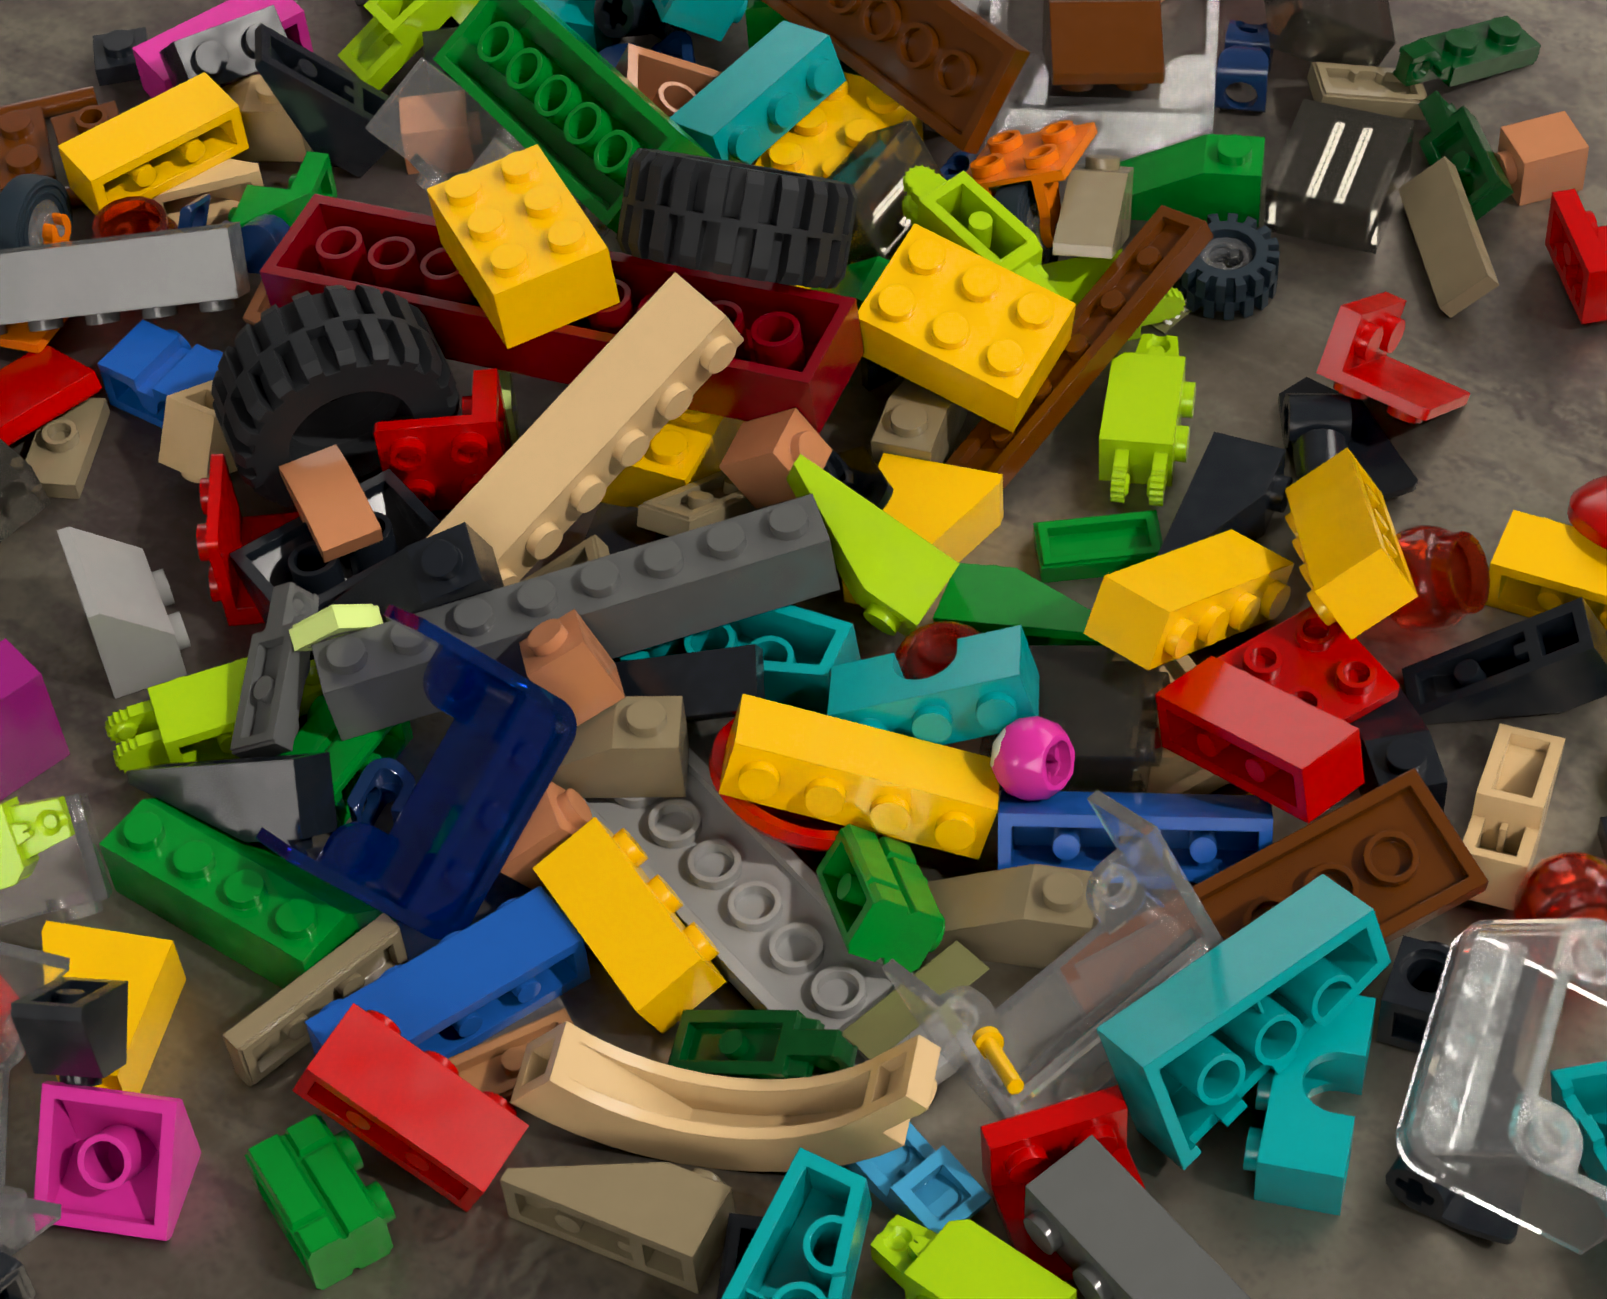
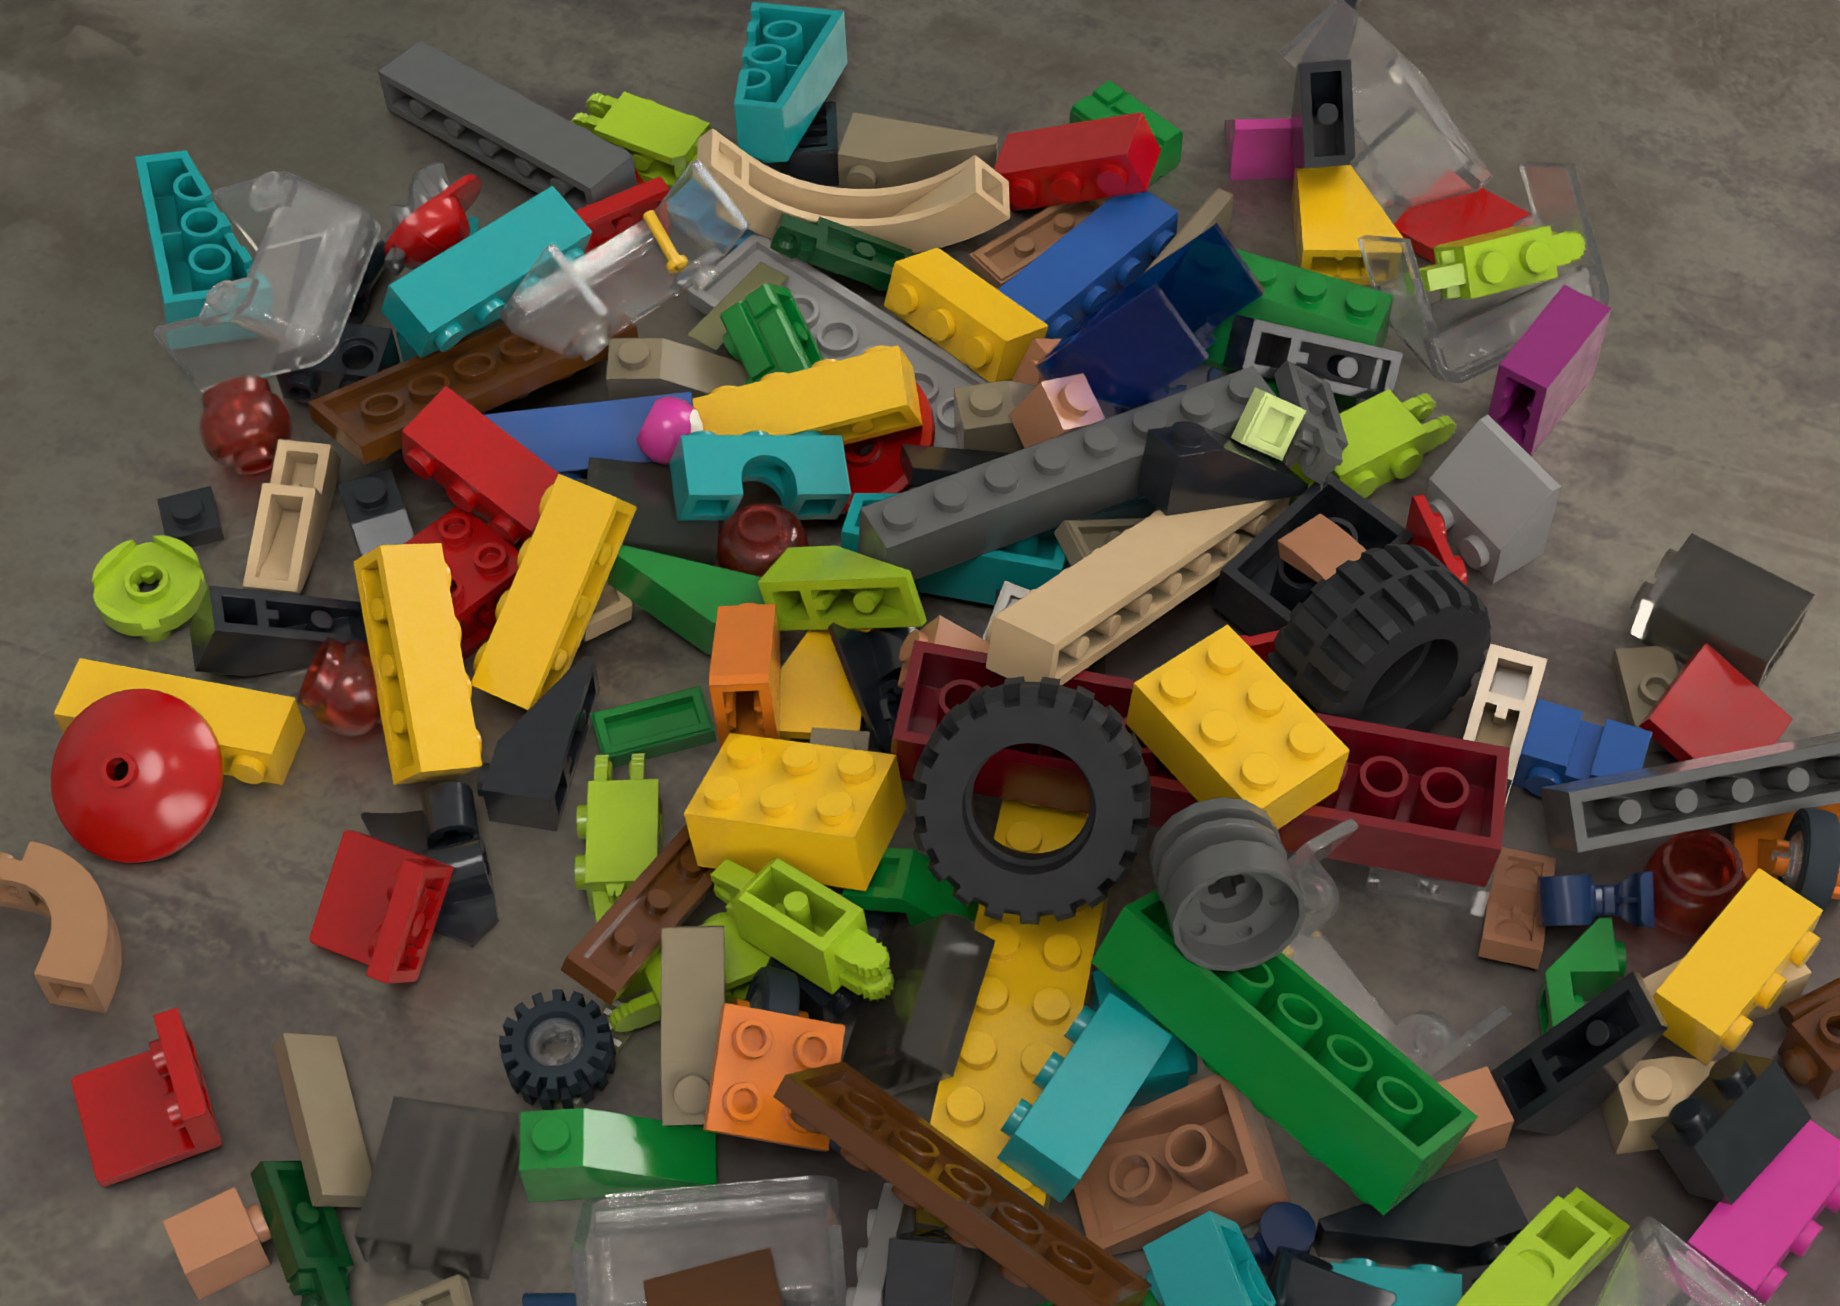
camera: 165 degrees right, 5 degrees up
(586, 109) = (1226, 884): none -> dark grey wheel
(989, 463) = (746, 671): none -> orange slope
(1320, 1093) = (431, 218): none -> red hair

